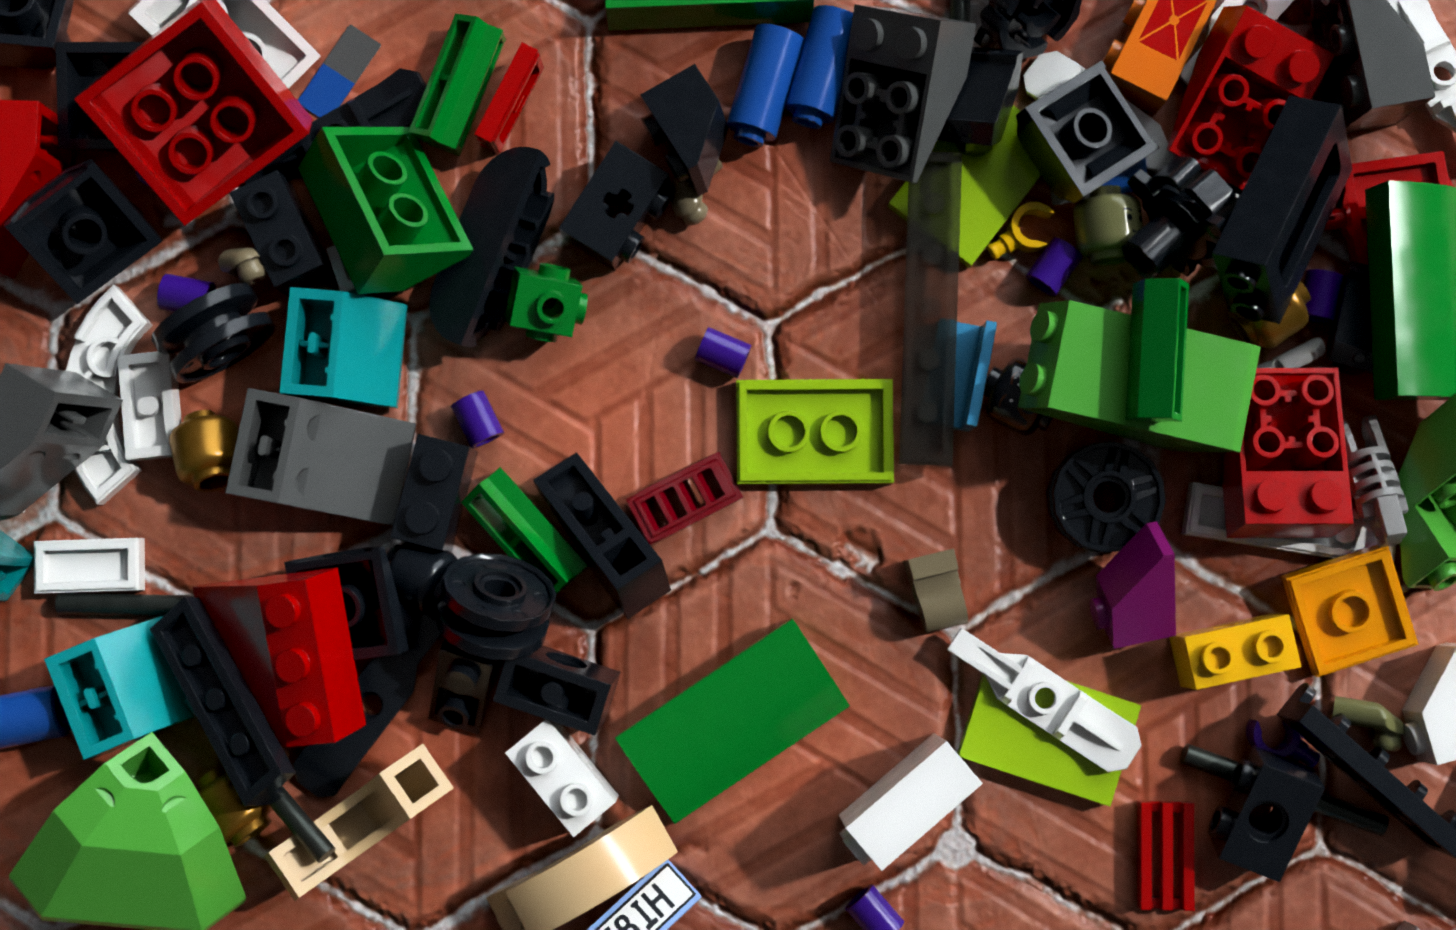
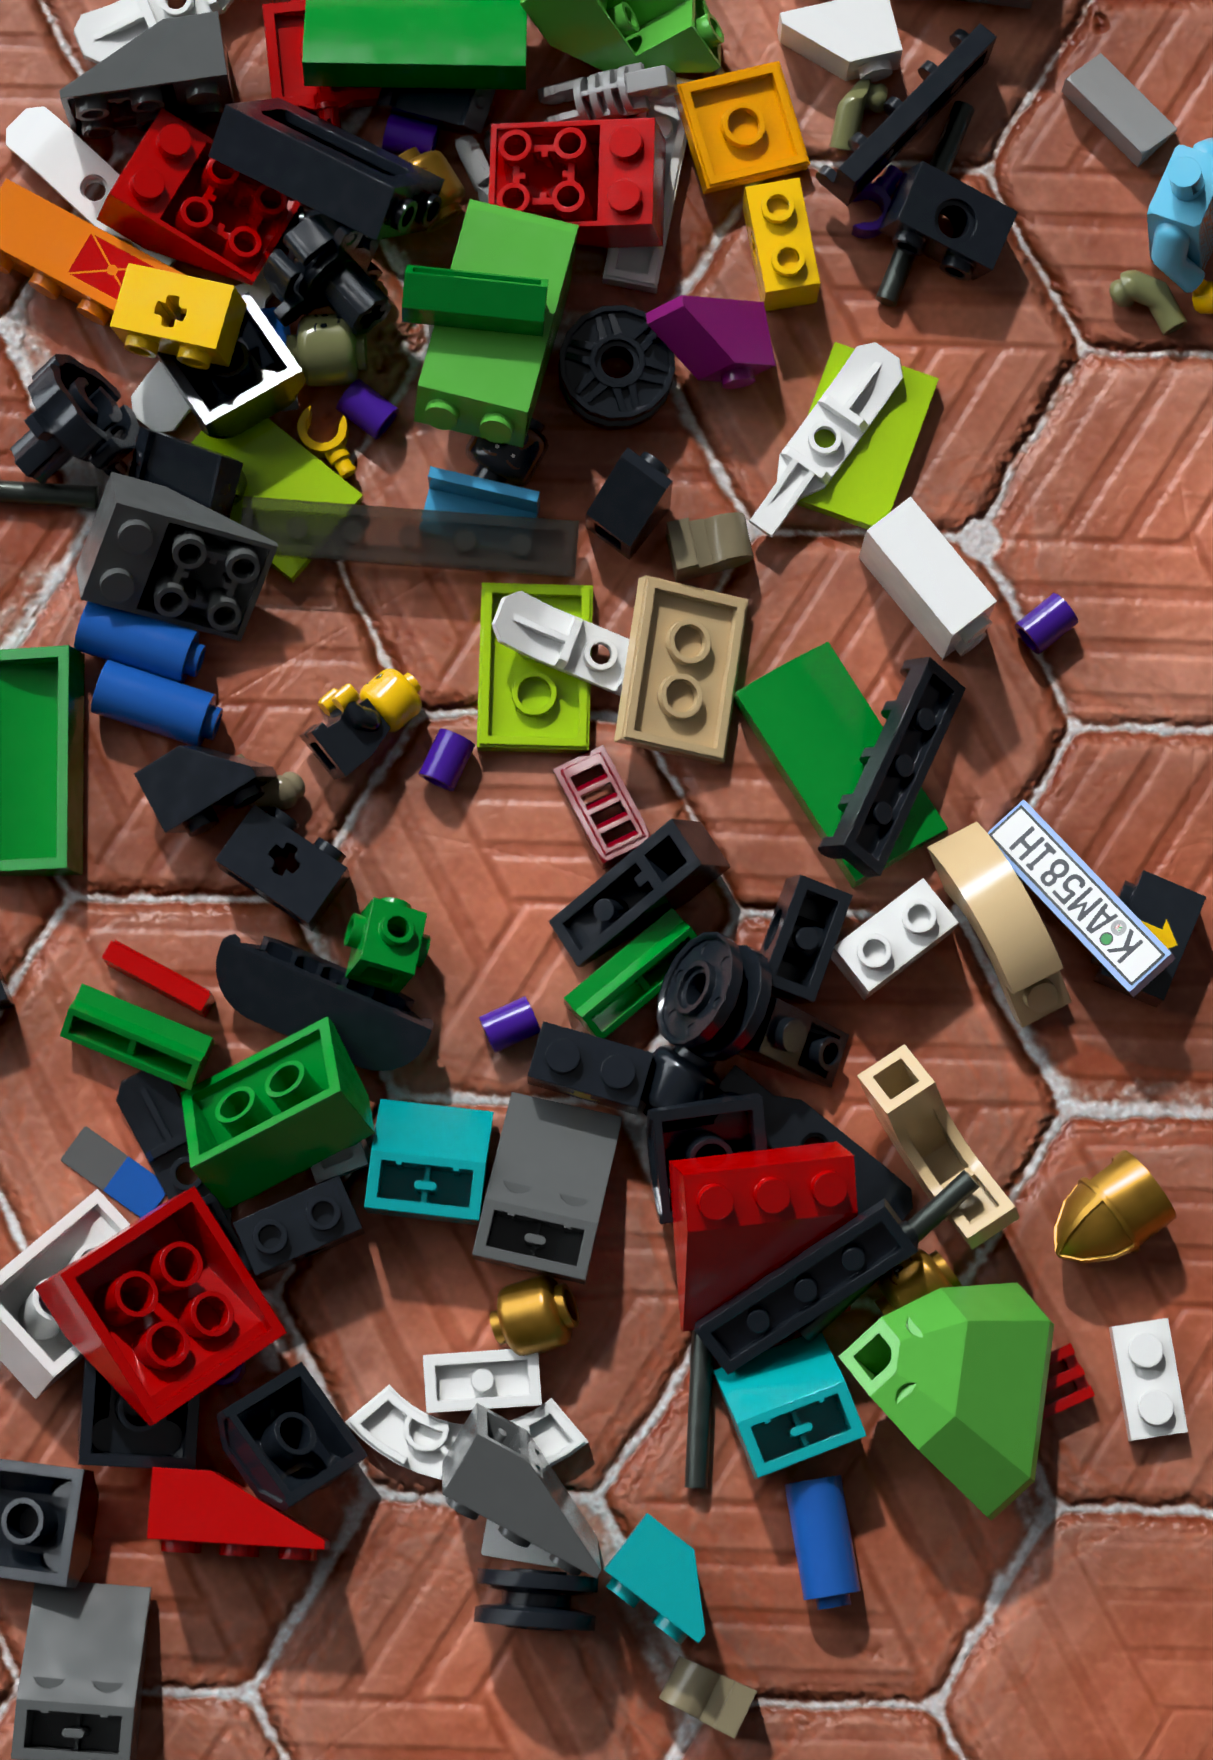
camera: 90 degrees left, 5 degrees down
(89, 565) = (655, 1454): white tile -> none
(178, 291) = (361, 1340): dark purple hinge -> none
(213, 332) = (408, 1297): black wheel -> none
(243, 264) = (329, 1263): dark tan arm -> none
(725, 773) = (895, 767): none -> black hinge
(751, 272) = (360, 726): none -> piece
(815, 567) = (681, 670): none -> tan tile
(837, 458) = (560, 640): none -> white piece
(972, 514) = (631, 502): none -> black slope
(1142, 51) = (155, 297): none -> yellow brick
(1166, 900) = (992, 305): red tile -> none

